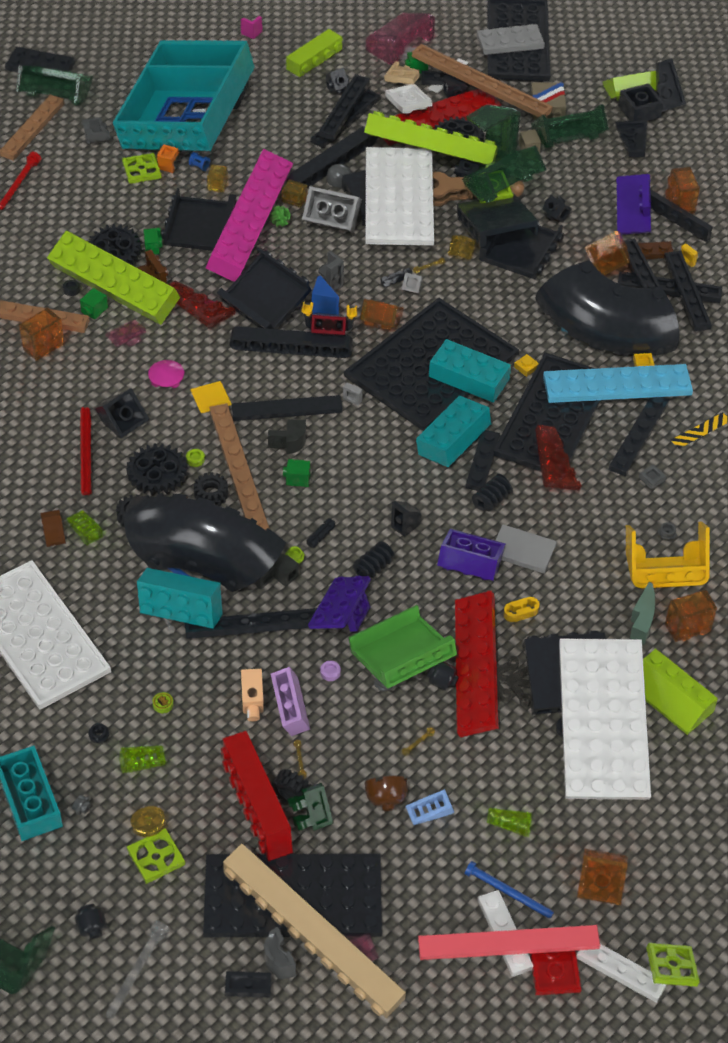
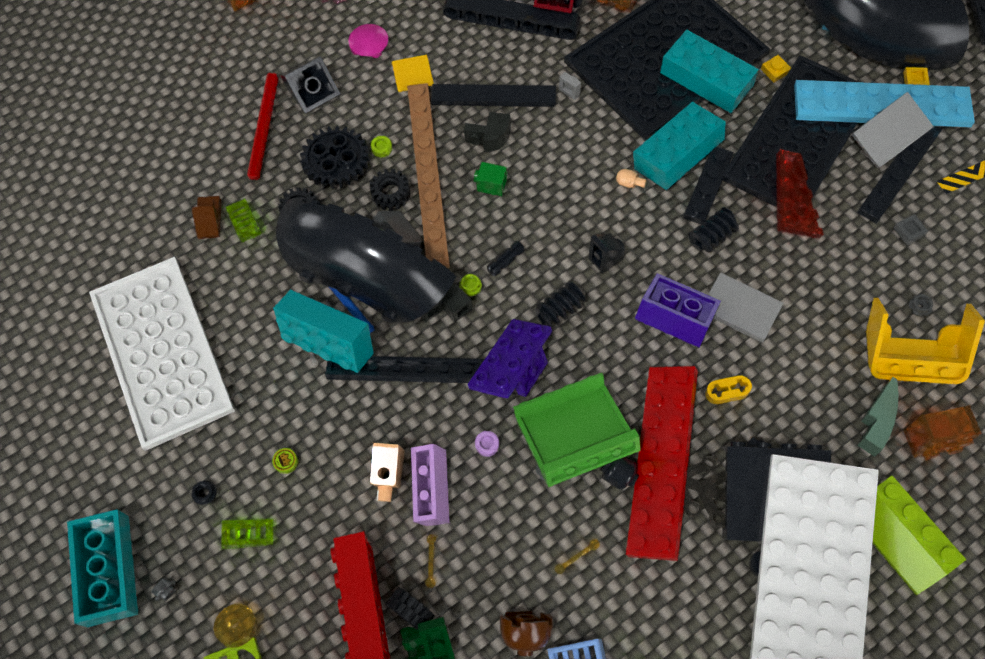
camera: 15 degrees right, 15 degrees up
(416, 462) = (630, 179): none -> light nougat cylinder
(627, 402) = (892, 130): none -> light grey tile

